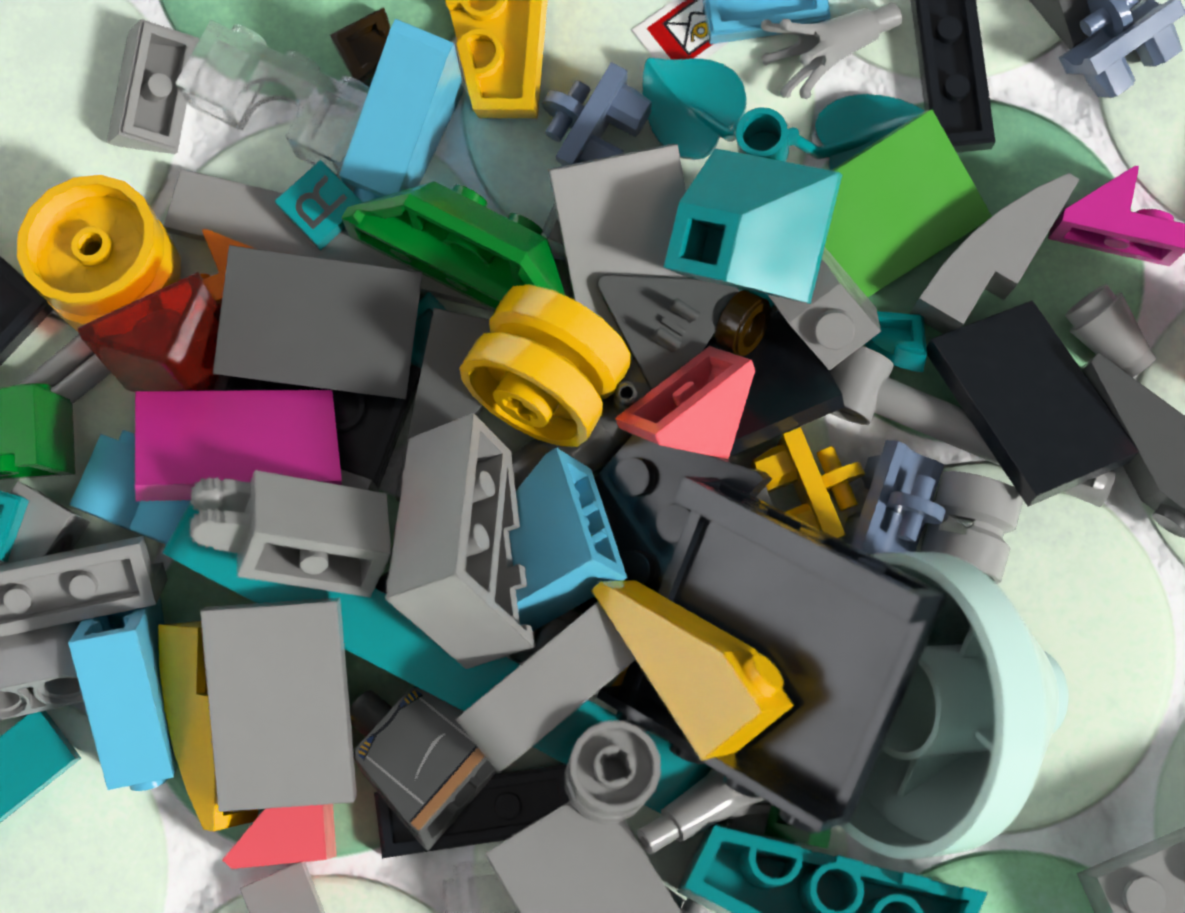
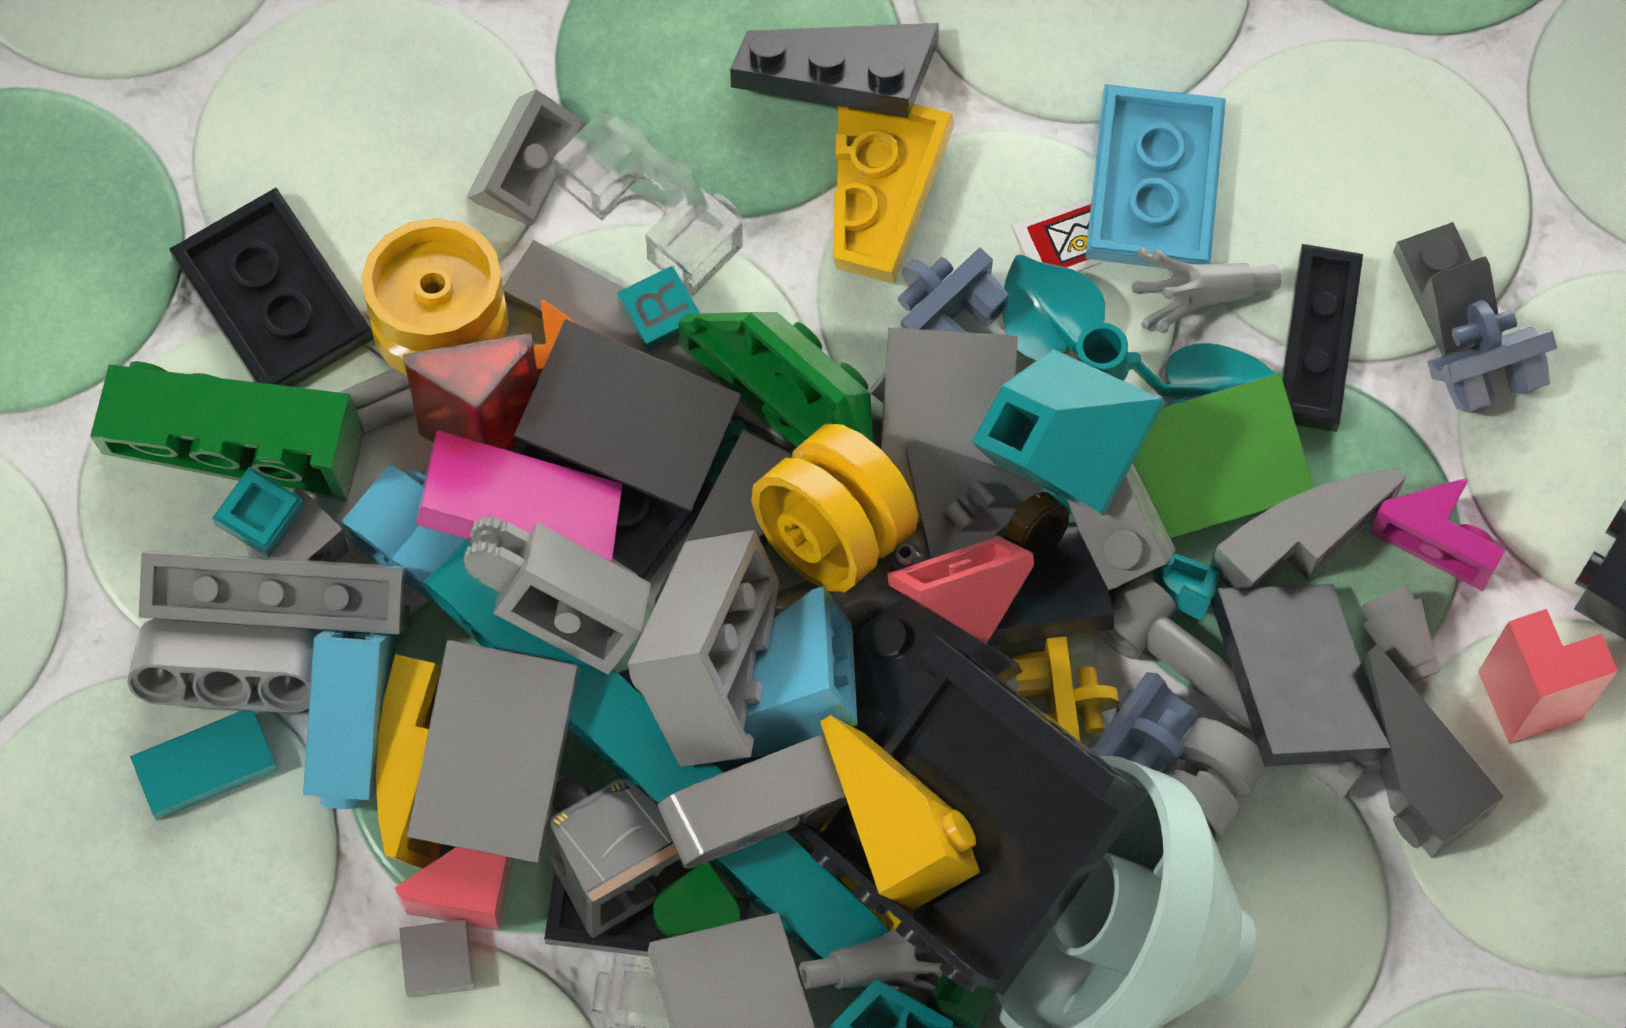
camera: 10 degrees right, 10 degrees down
(362, 44) = (745, 172): dark brown tile -> none
(403, 113) = (765, 242): medium azure slope -> none
(519, 792) = (694, 903): none -> green tile
(612, 772) = (791, 894): light grey wheel -> none

